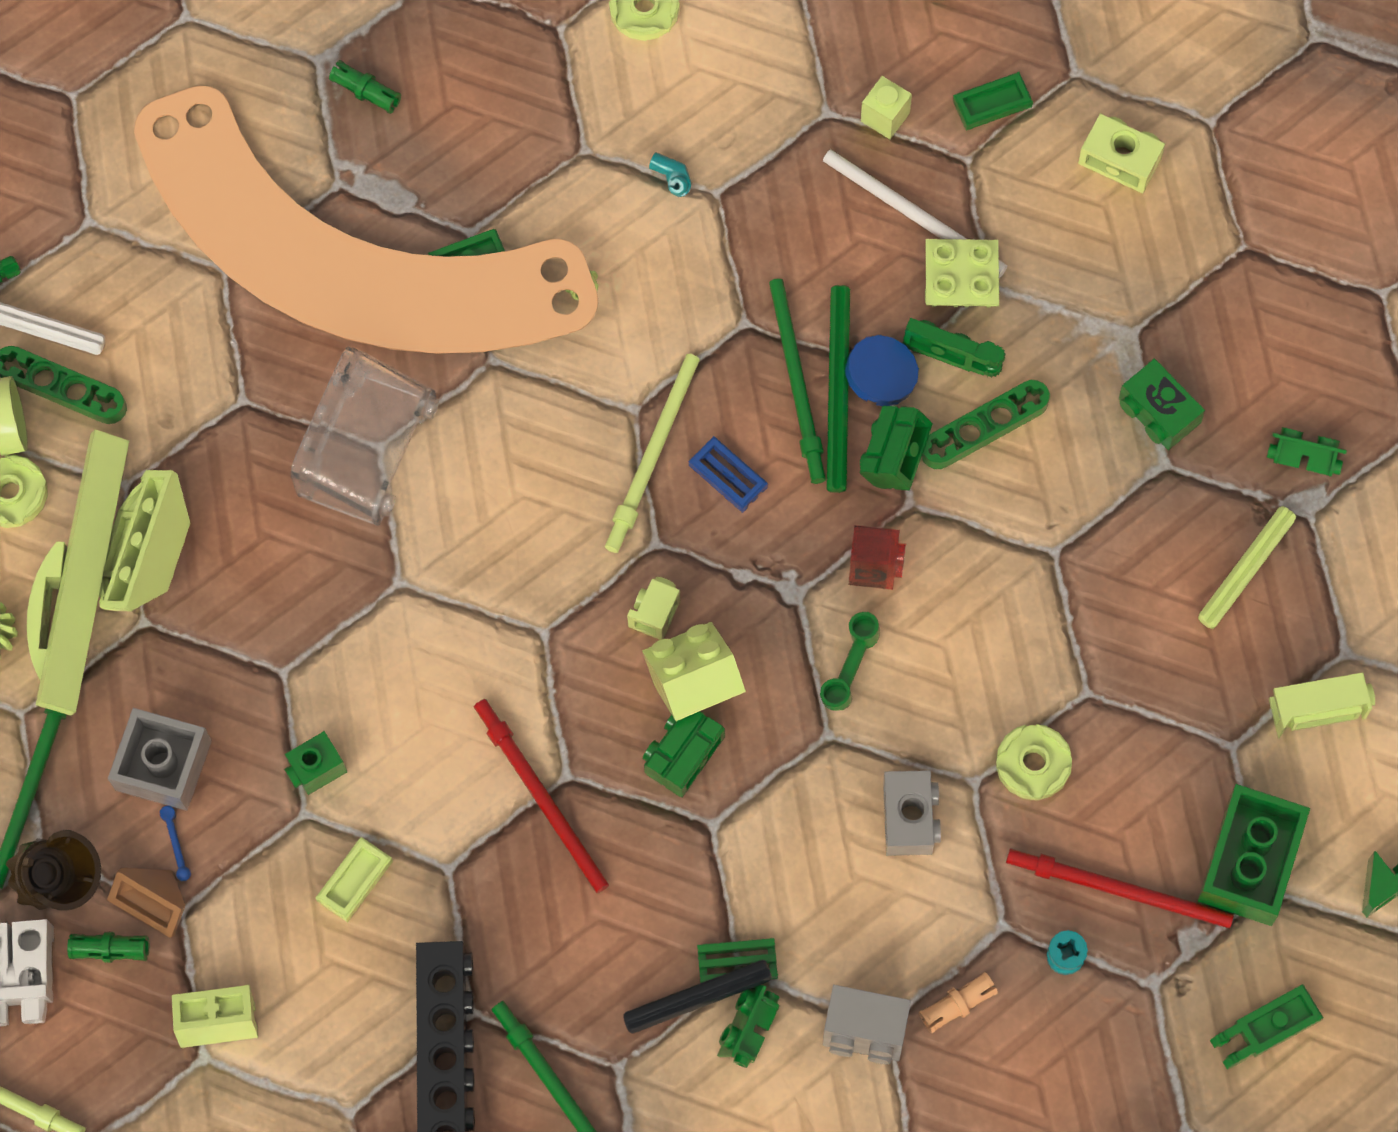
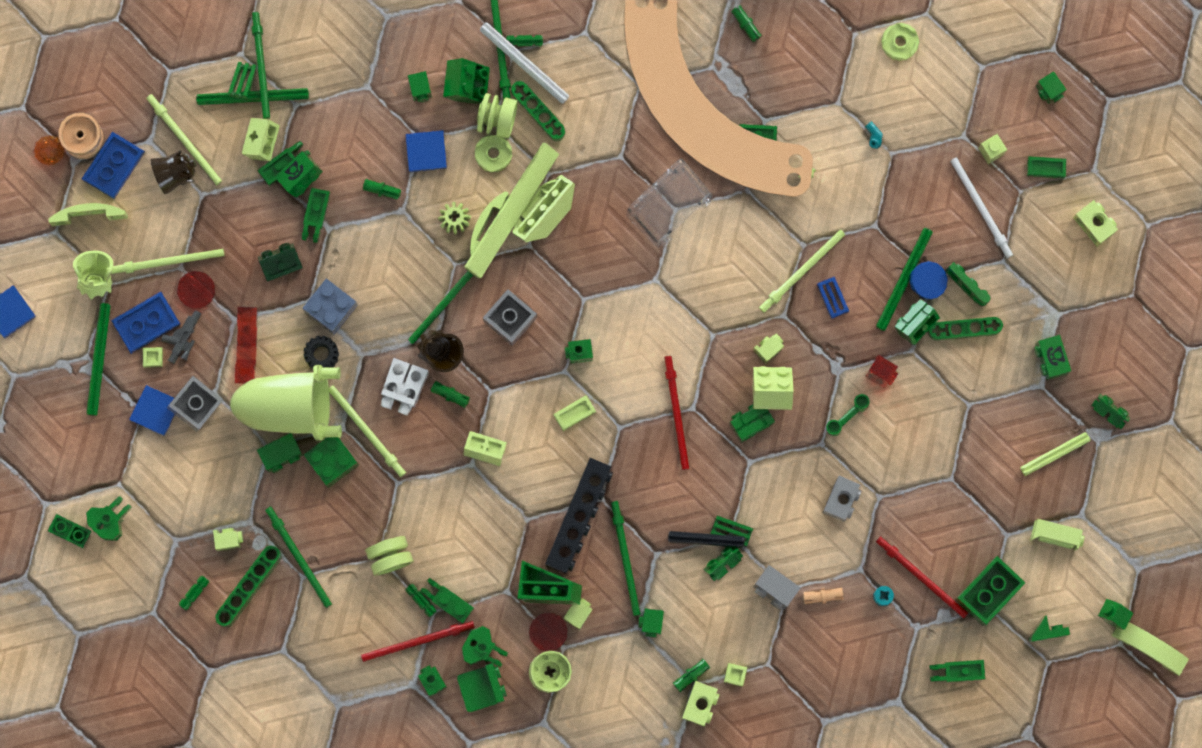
camera: 20 degrees right, 10 degrees up
(150, 897) = (479, 379): medium nougat slope -> none
(168, 814) = (502, 343): blue hinge -> none
(810, 444) = (878, 301): green bar -> none
(962, 272) = (989, 249): yellowish green hinge -> none
(1030, 783) = (922, 500): yellowish green tile -> none

